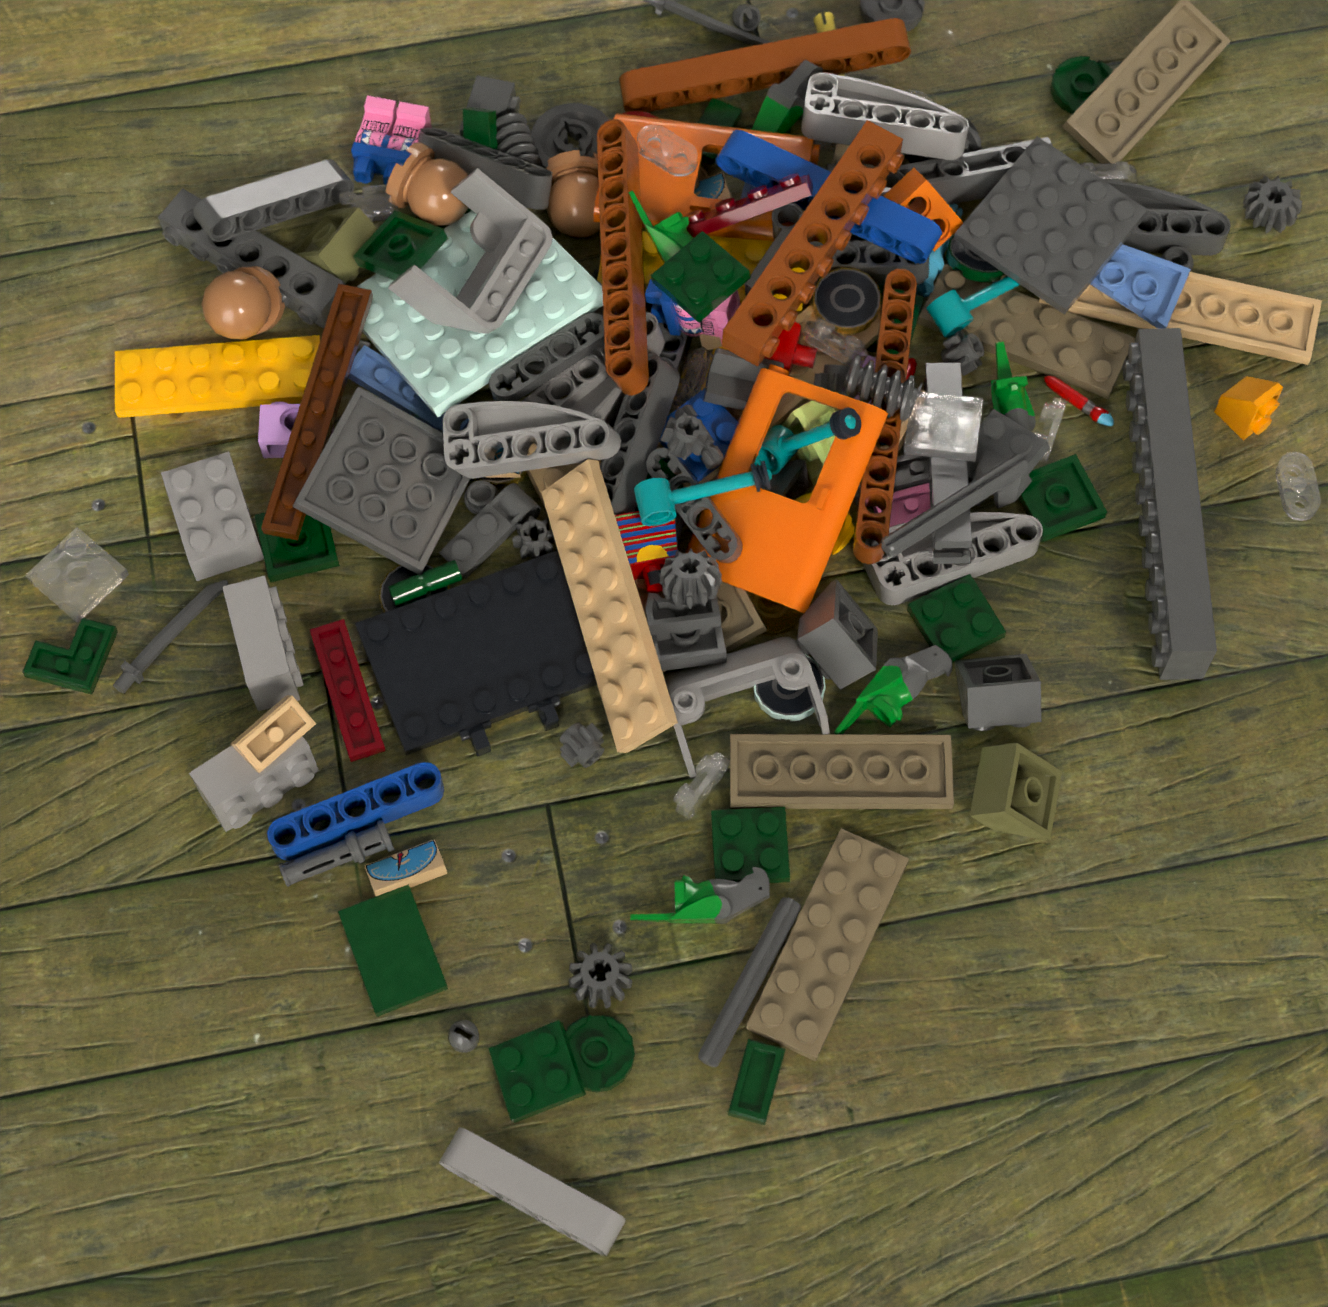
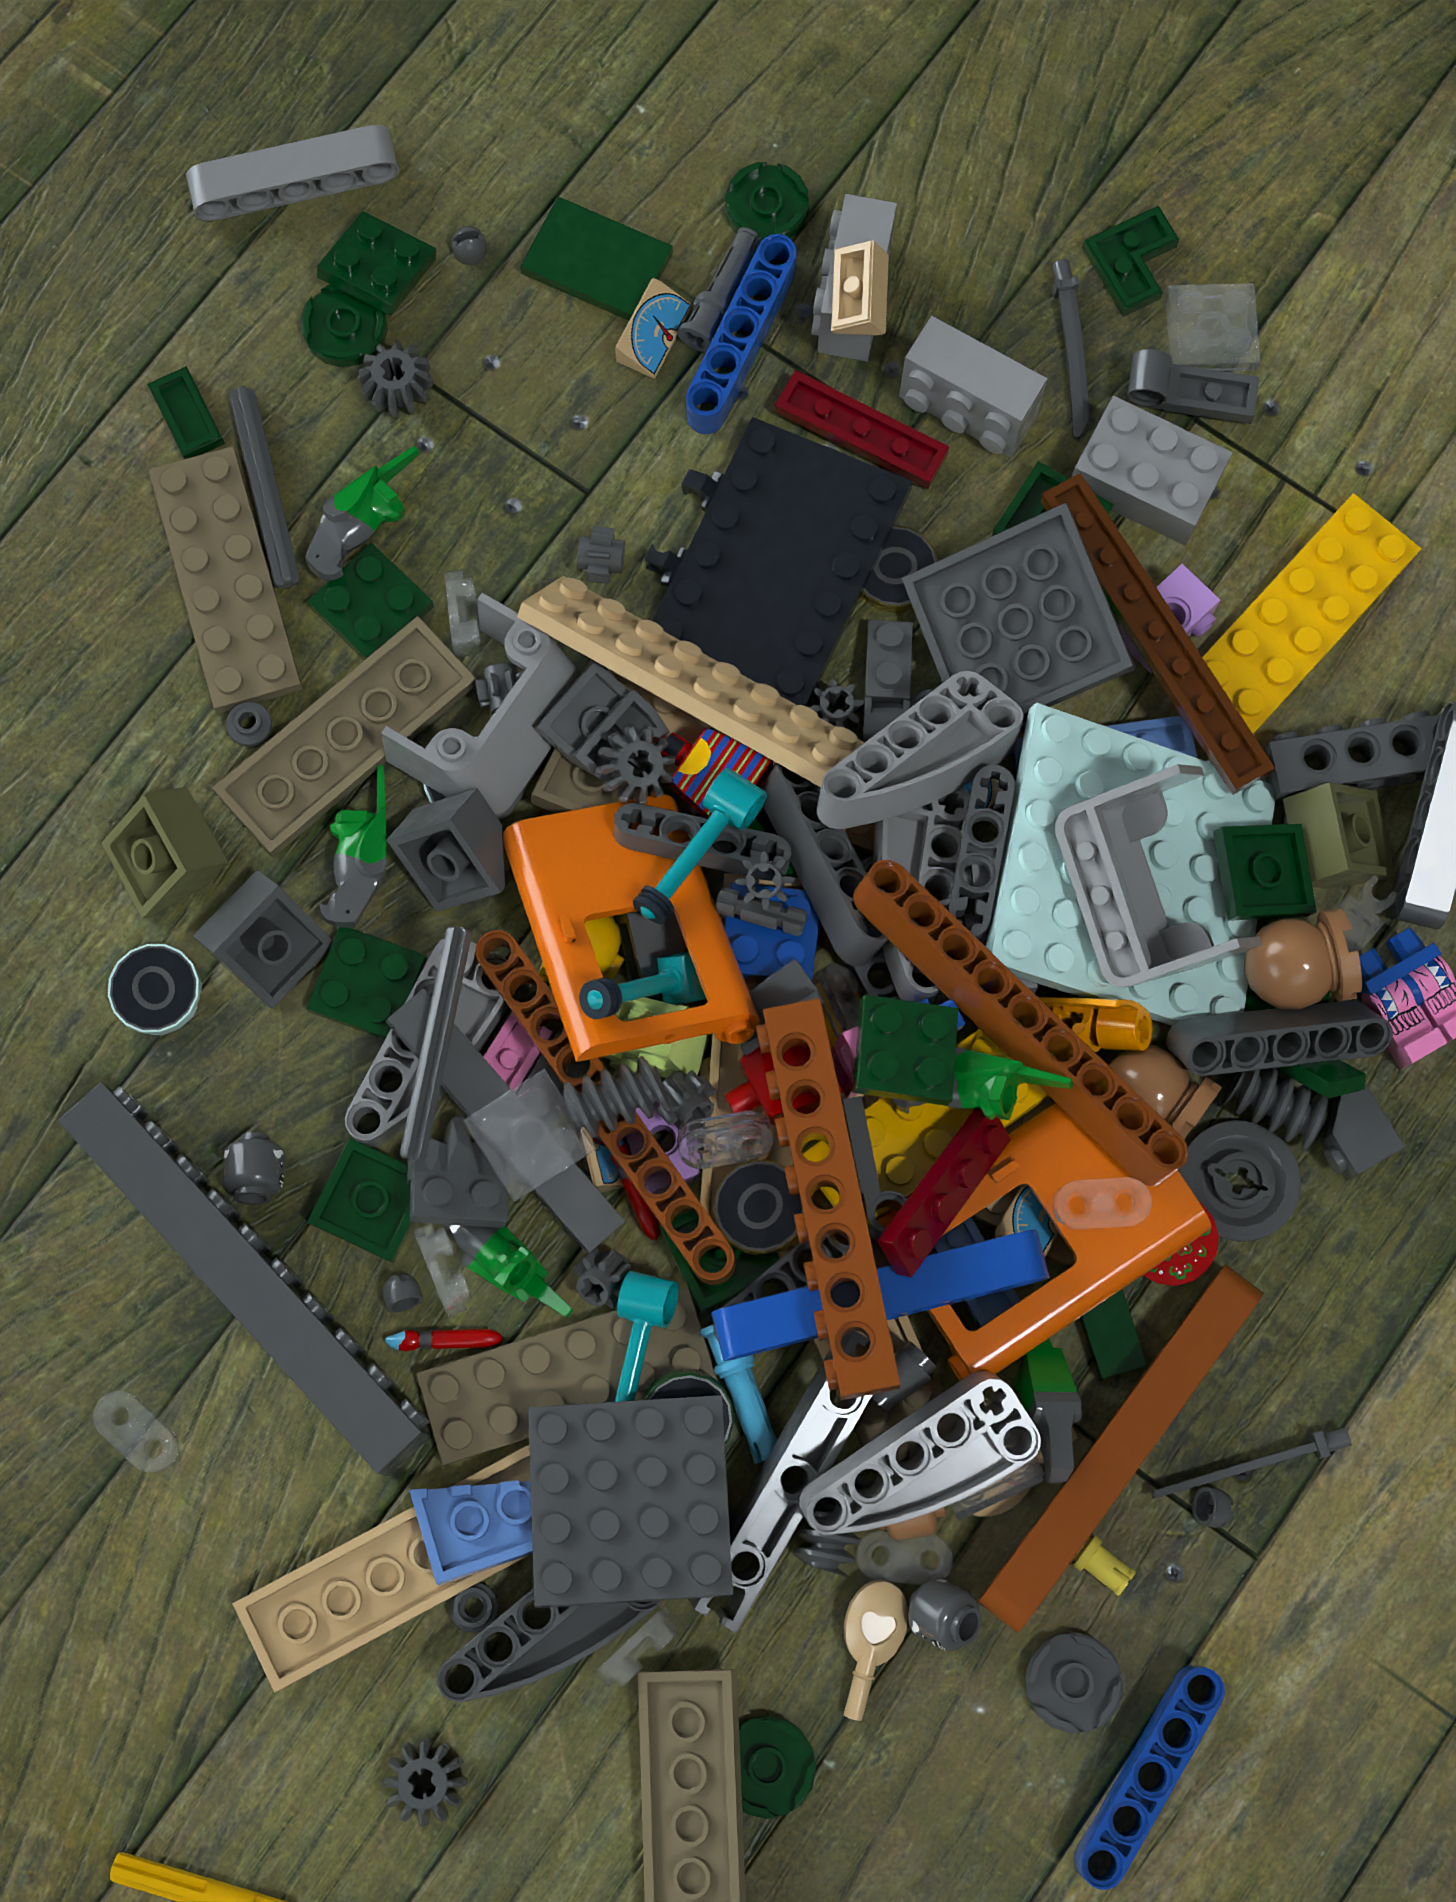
camera: 135 degrees right, 10 degrees up
(133, 542) = (1189, 389): none -> dark grey plate
(243, 302) = (1348, 675): medium nougat tile -> none
(248, 892) = (767, 200): none -> dark green tile
(428, 581) = (889, 578): dark green piece -> none
(566, 233) = (1105, 1022): none -> light orange panel
(720, 713) = (496, 685): none -> dark grey gear
(890, 841) = (254, 735): none -> dark grey plate
(927, 203) = (777, 1393): orange brick -> none
(931, 70) = (944, 1615): none -> dark grey head
(976, 95) = (872, 1634): none -> tan piece
(1082, 438) = (401, 1293): none -> dark grey hinge
(1089, 721) = (154, 989): none -> black tile
(1114, 566) = (253, 1169): none -> dark grey head
(1249, 405) = (251, 1475): light orange slope -> none

